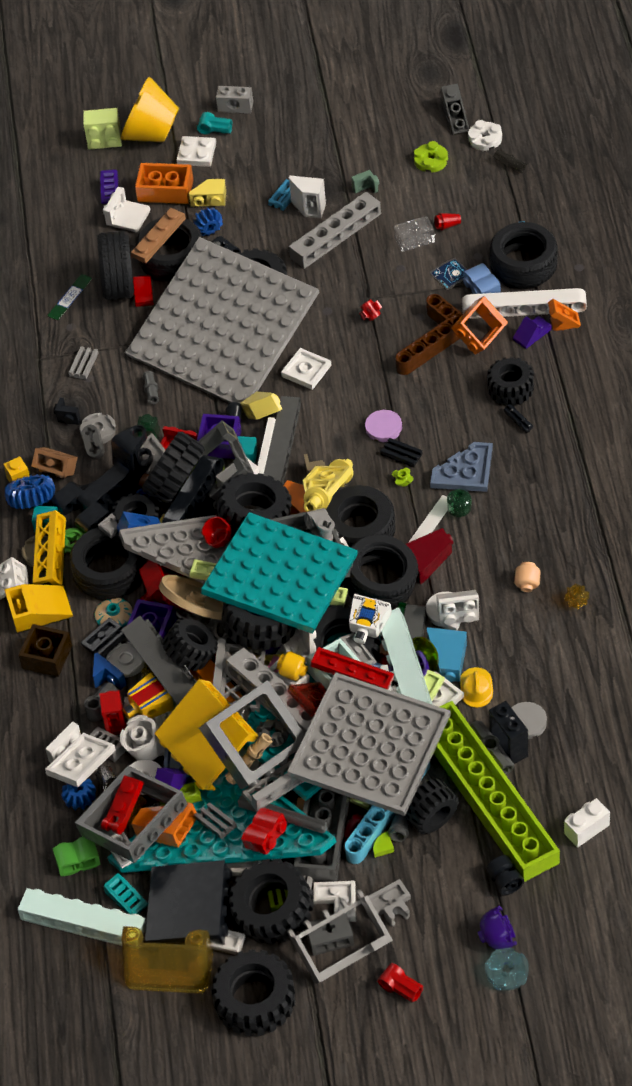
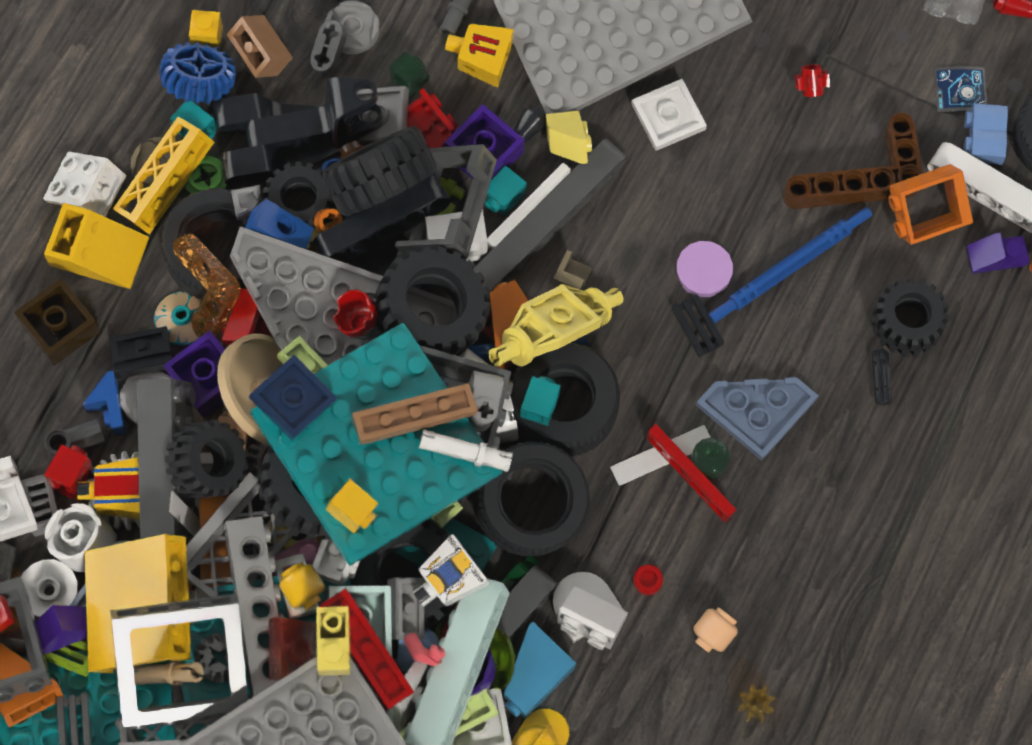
camera: 25 degrees right, 20 degrees up
(124, 571) = (192, 254): none -> clear orange beam
(160, 507) = (324, 213): none -> orange bush
(180, 397) = (482, 51): none -> yellow torso
(220, 567) = (292, 397): none -> dark blue plate
(290, 542) = (414, 414): none -> medium nougat plate
(294, 597) = (353, 507): none -> yellow brick
(334, 668) = (333, 641): none -> light yellow slope
(339, 543) = (466, 450): none -> white pin
(349, 518) = (540, 400): none -> teal brick
(382, 664) = (420, 653): none -> coral arm
(405, 480) = (665, 370): lime plate -> none
(427, 397) = (790, 264): none -> blue axle
(431, 552) = (619, 505): dark red slope -> none
(454, 516) = (690, 473): none -> red tile
(472, 579) = (648, 579): none -> red tile

